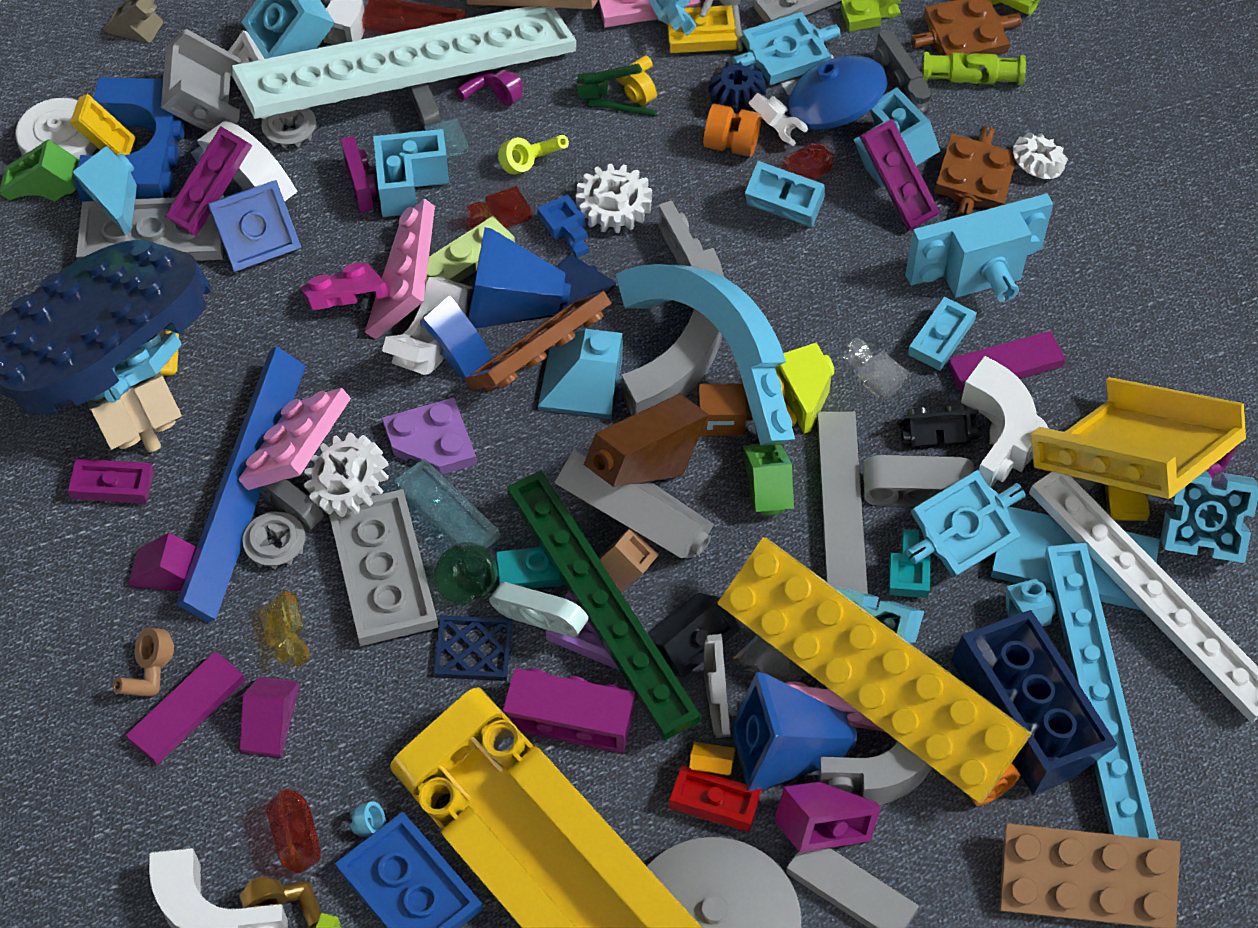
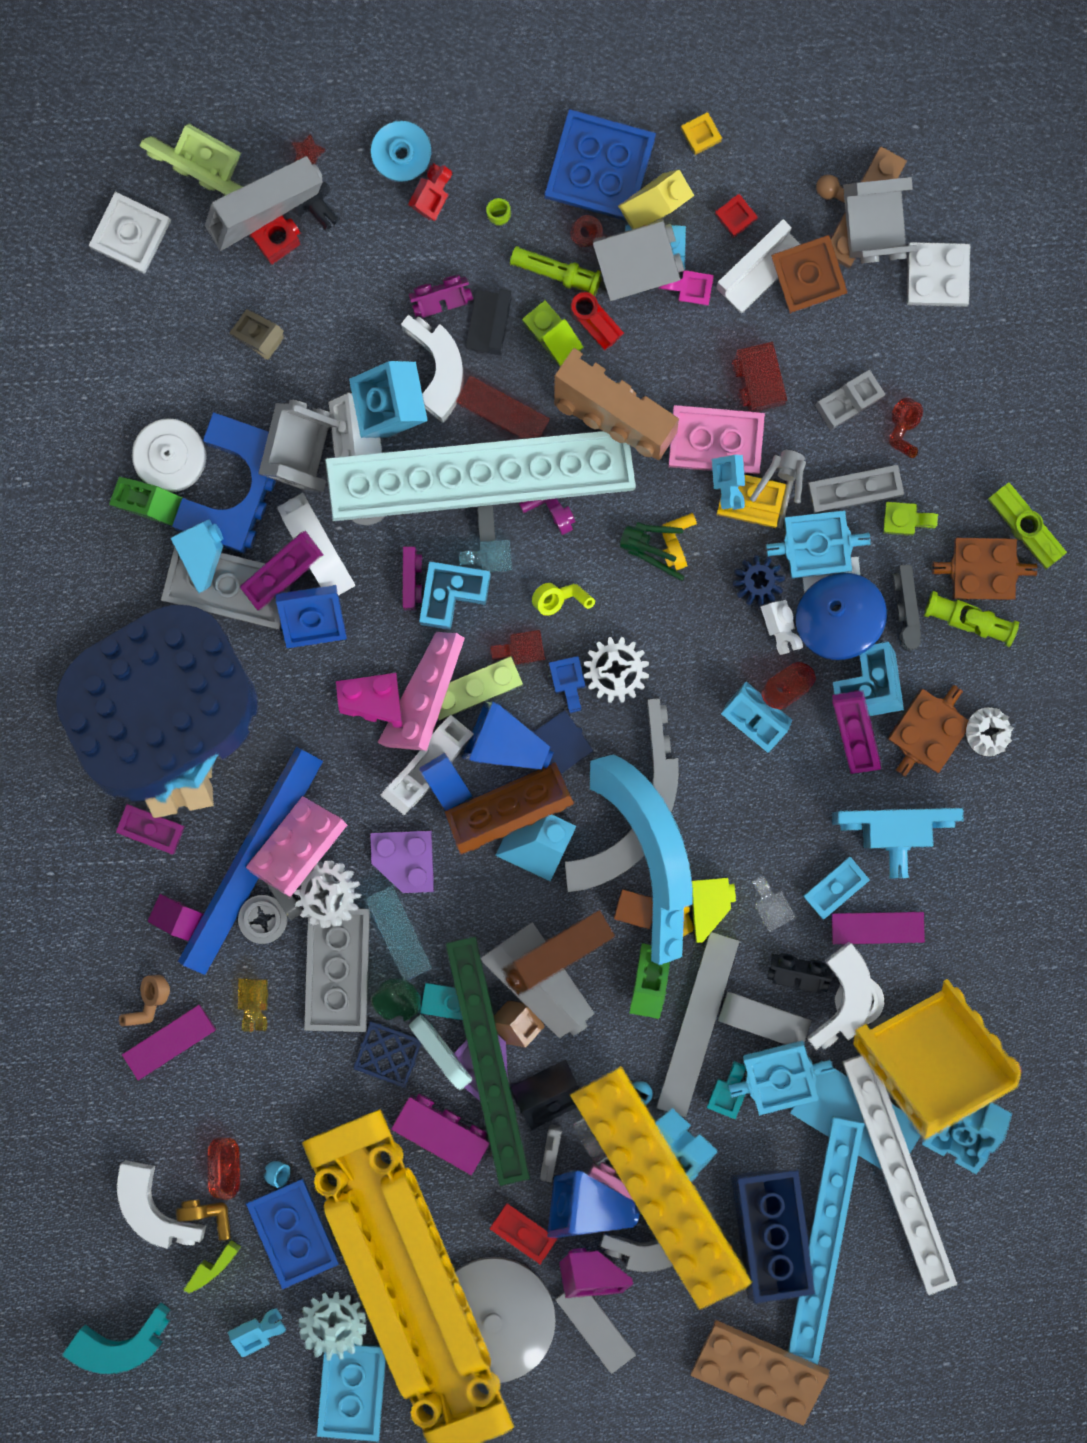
camera: 20 degrees right, 30 degrees up
(101, 126) = (206, 473): yellow plate -> none
(267, 716) = (227, 1066): magenta slope -> none
(712, 758) = (531, 1203): light orange tile -> none
(720, 132) = (727, 625): orange wheel -> none
(1030, 596) = (804, 1154): medium azure plate -> none

